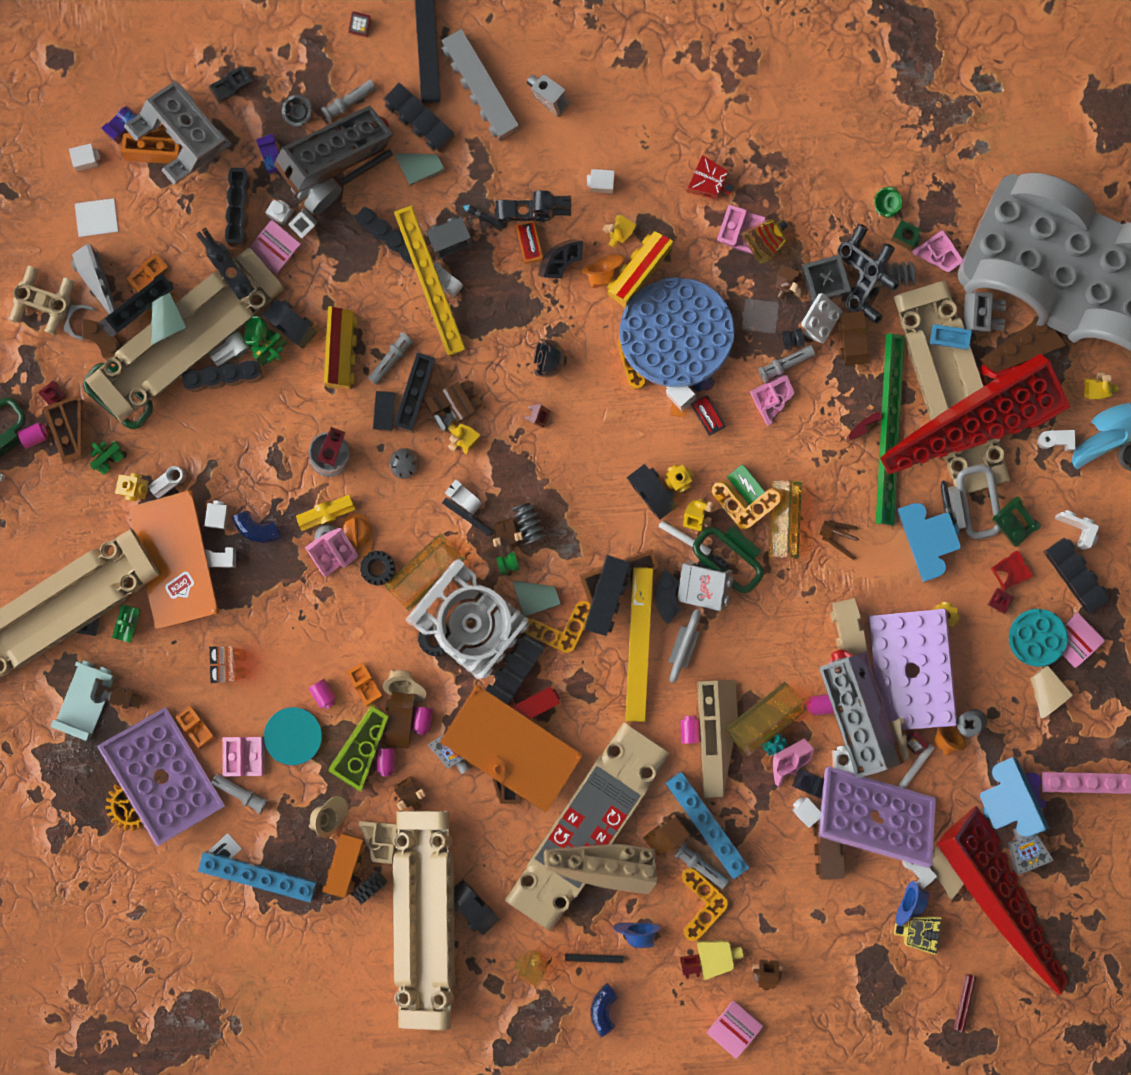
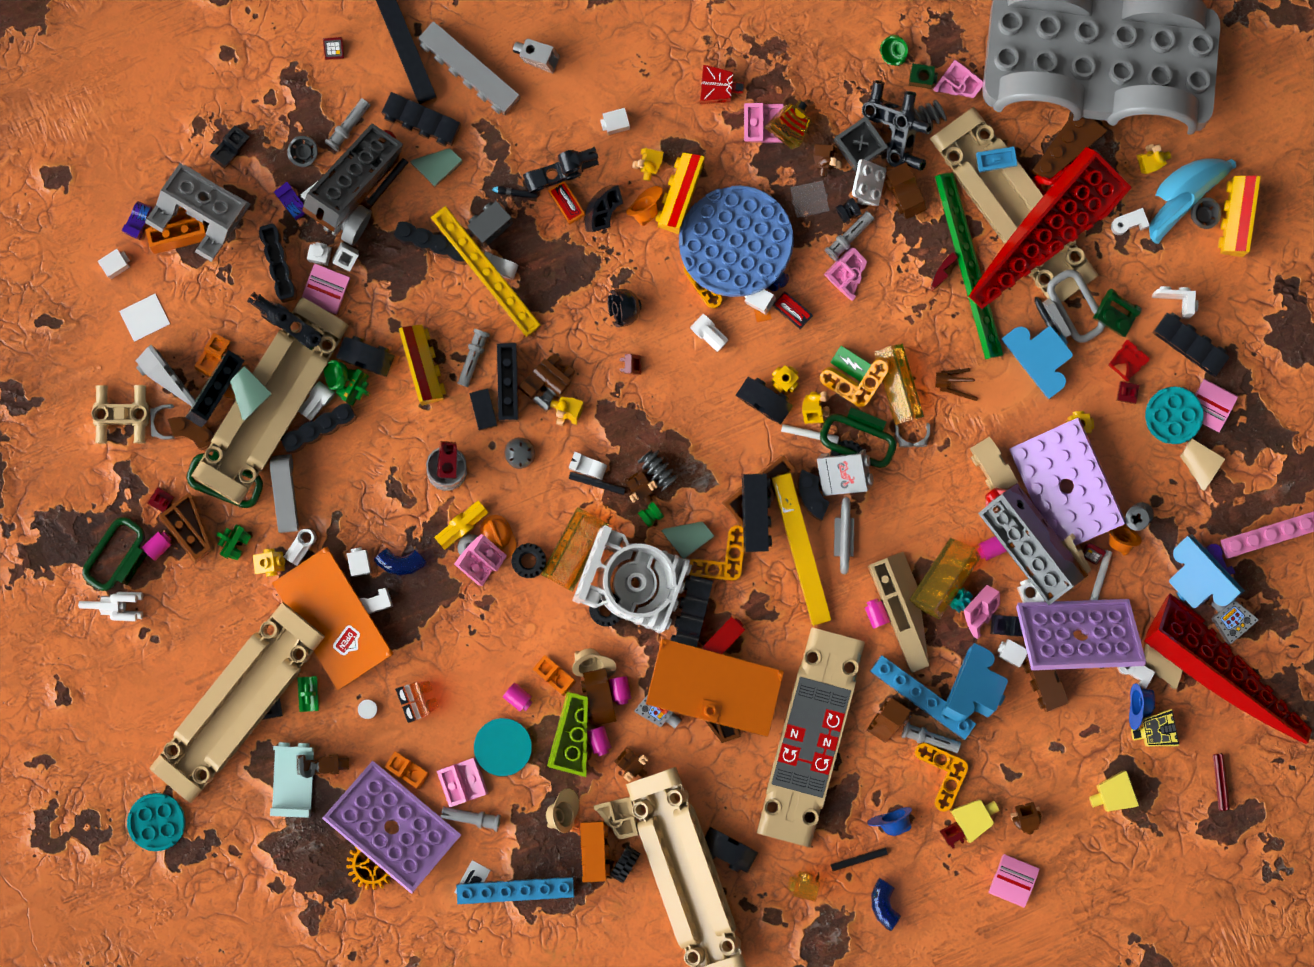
camera: 20 degrees left, 0 degrees up
(168, 426) = (283, 491): none -> light grey beam
(178, 657) = (367, 709): none -> white tile
(606, 866) = (842, 767): tan wedge -> none
(620, 407) = (706, 330): none -> white piece
(760, 832) = (975, 686): none -> dark azure brick
(770, 577) = (904, 444): none -> light grey cap
(859, 979) = (1115, 793): none -> light yellow torso
(978, 312) = (1015, 127): light grey brick -> none

